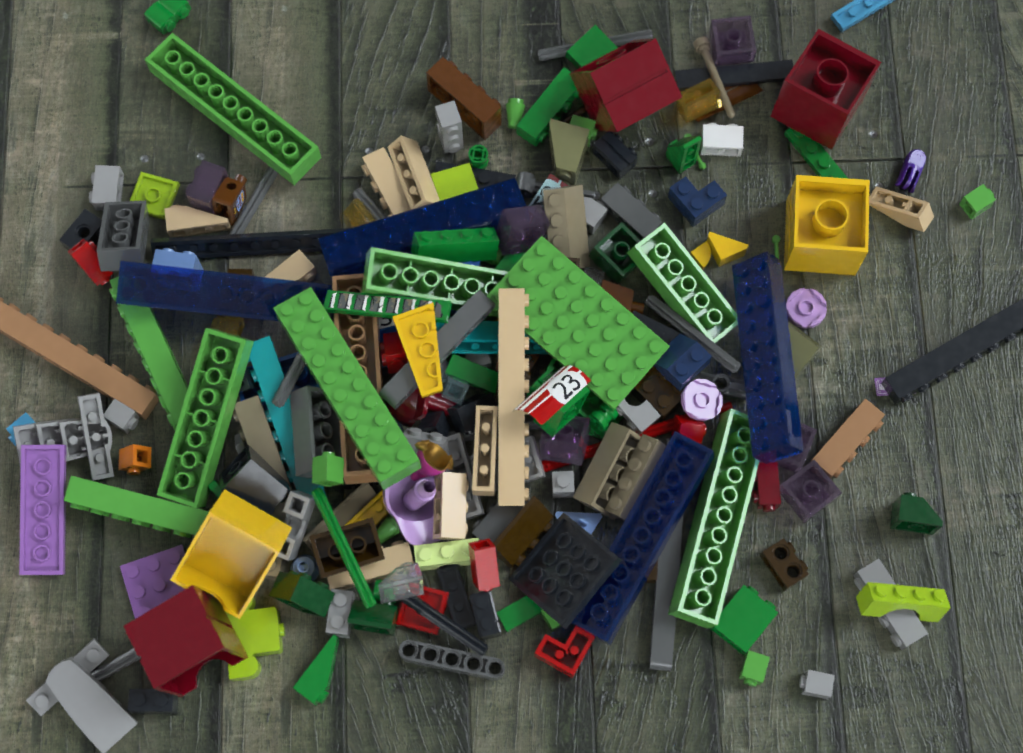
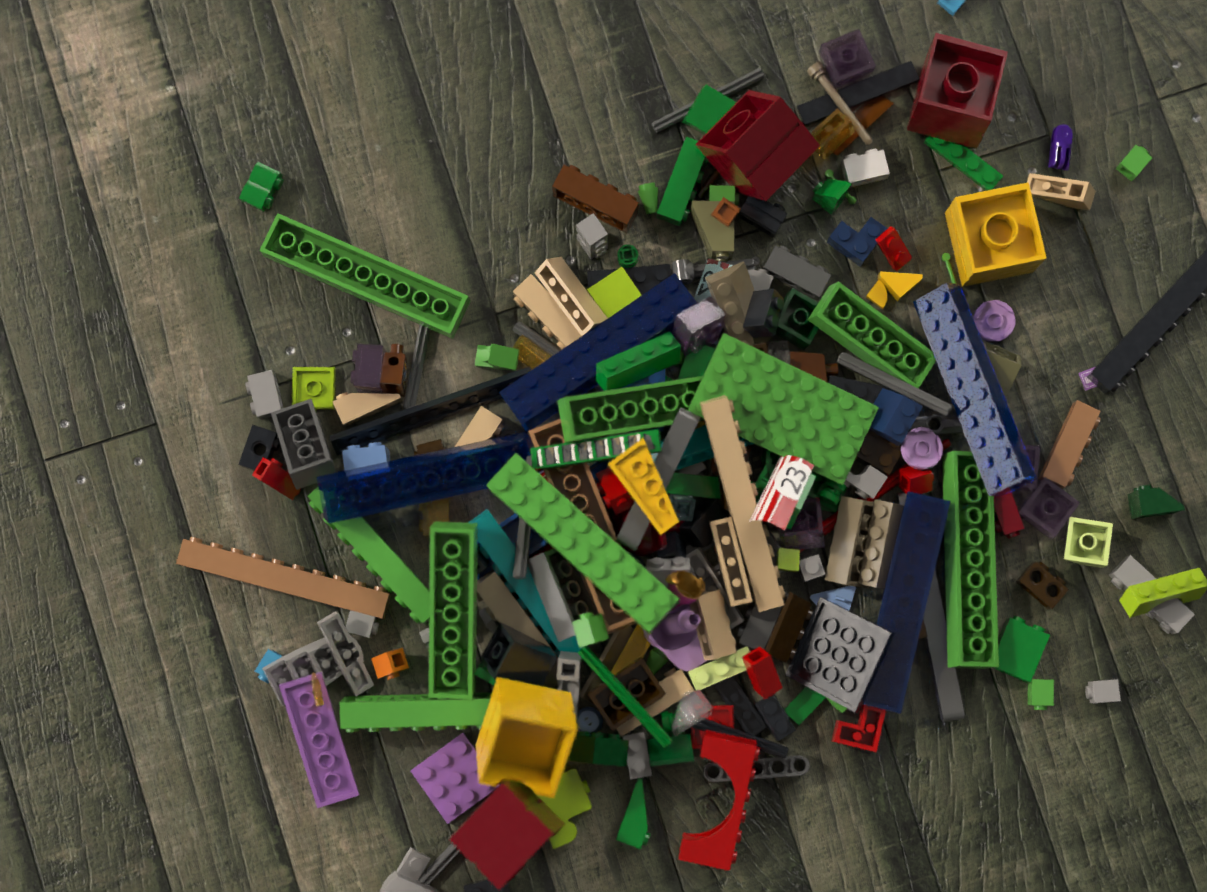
camera: 15 degrees left, 10 degrees up
(54, 459) = (317, 692): none -> clear yellow helmet
(329, 212) = (497, 357): none -> bright green slope
(391, 723) = (717, 845): none -> red arch
(542, 467) = (788, 559): none -> lime tile
(578, 135) = (725, 212): none -> dark orange tile
(587, 235) = (764, 313): none -> black brick
(728, 215) = (893, 248): none -> red plate
(839, 534) = (1088, 542): none -> yellowish green slope

